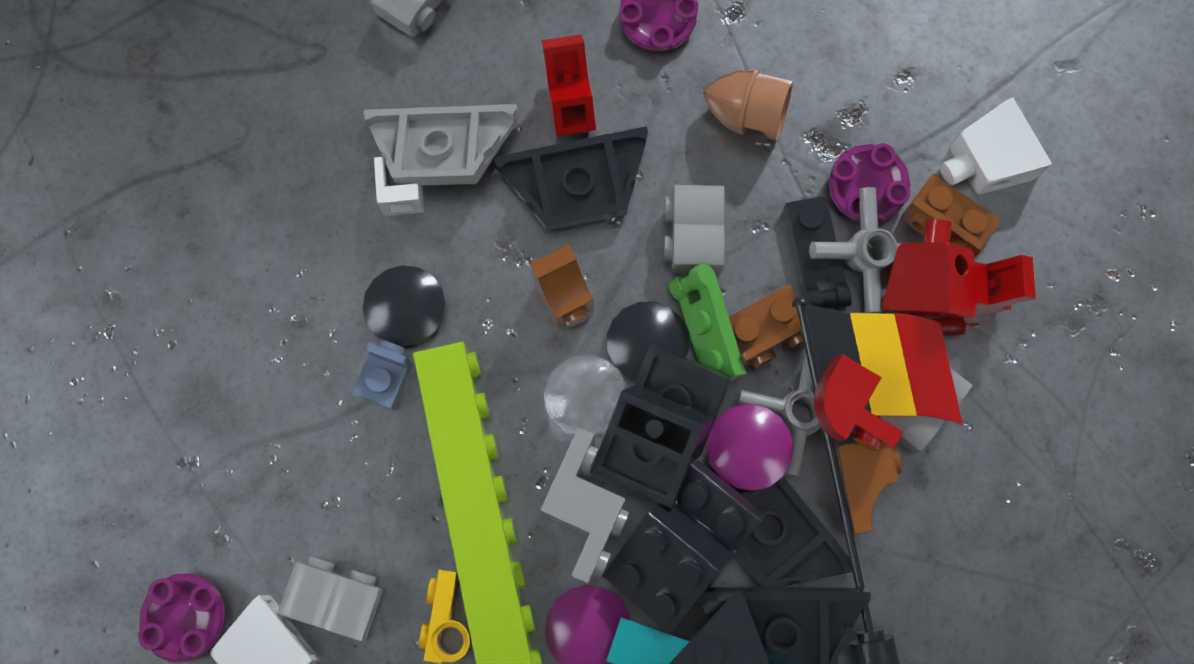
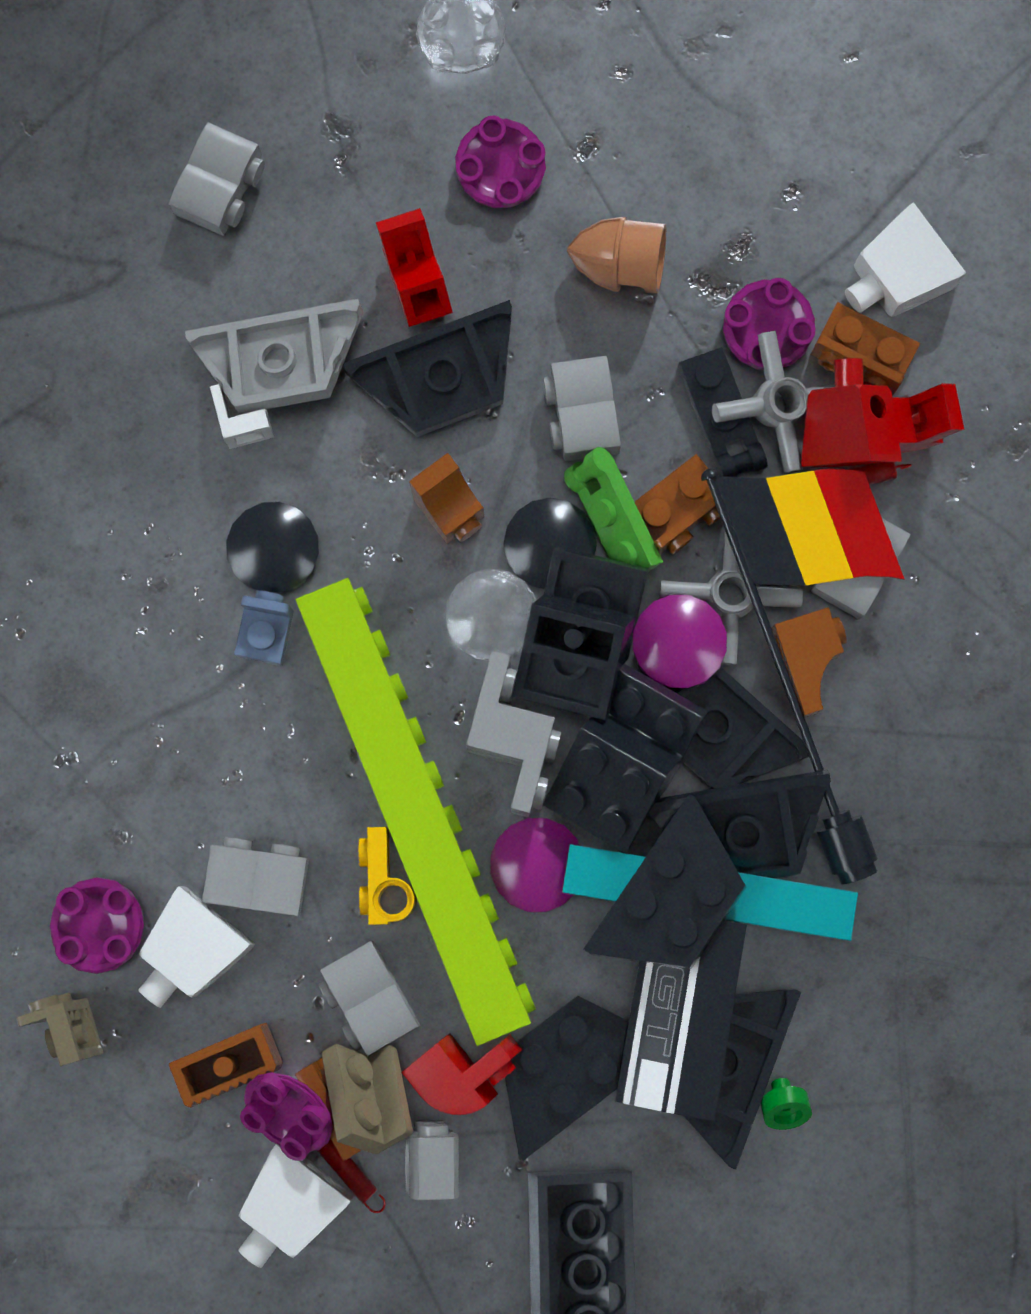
camera: 10 degrees left, 5 degrees up
(841, 405) = (769, 578): red brick -> none

